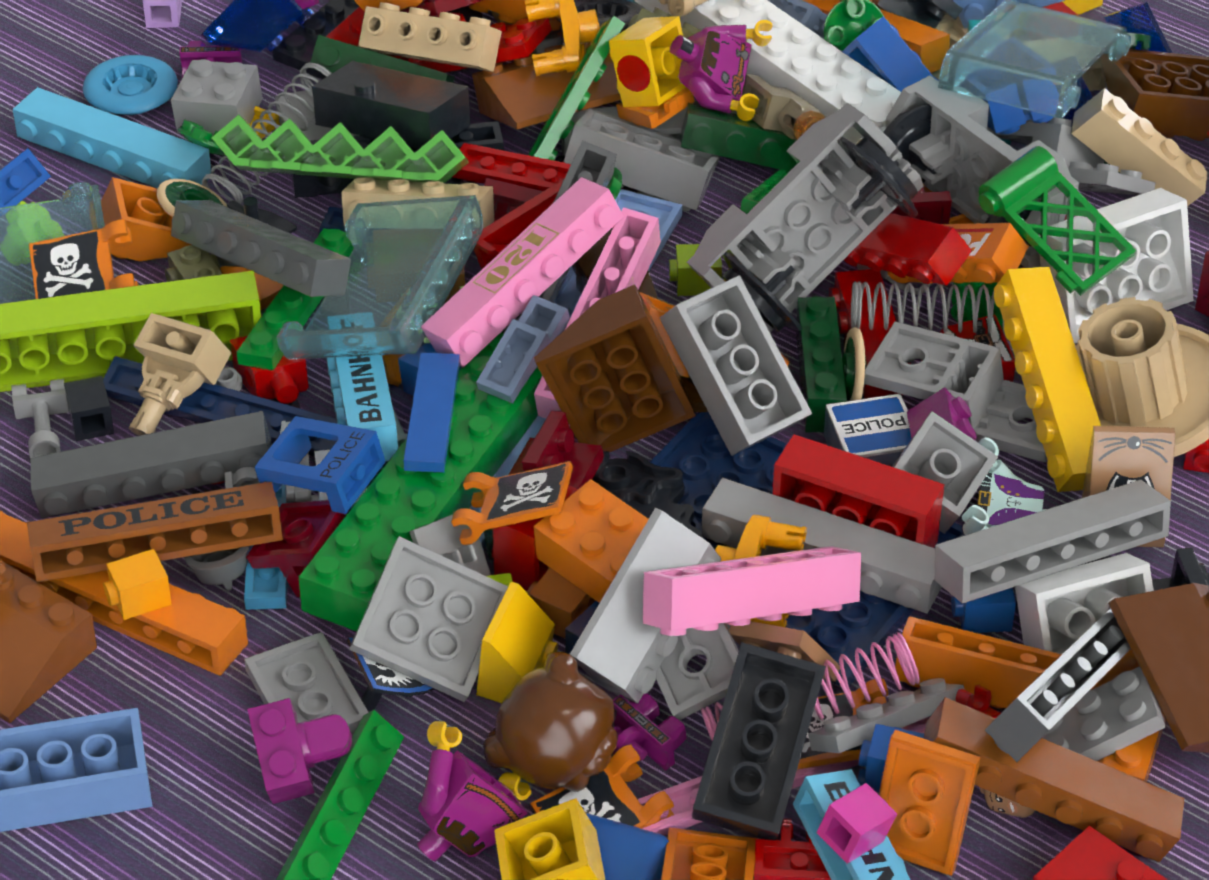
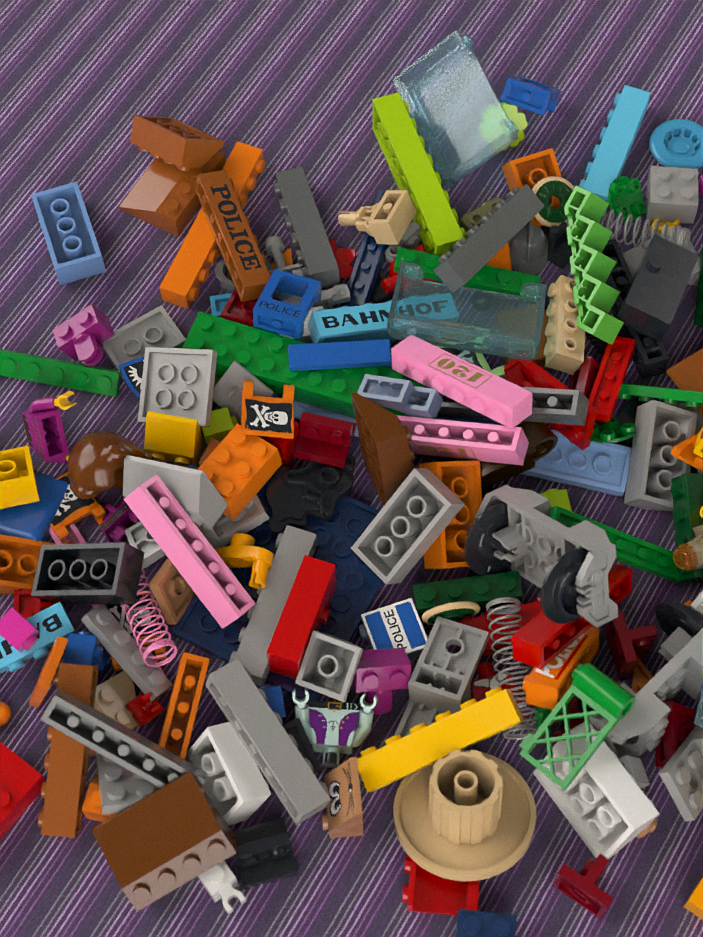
camera: 85 degrees right, 20 degrees up
(40, 407) = (364, 157): light grey bar -> none
(79, 262) = (456, 147): flag -> none
(89, 408) = (361, 188): black brick -> none
(137, 584) = (192, 236): light orange brick -> none

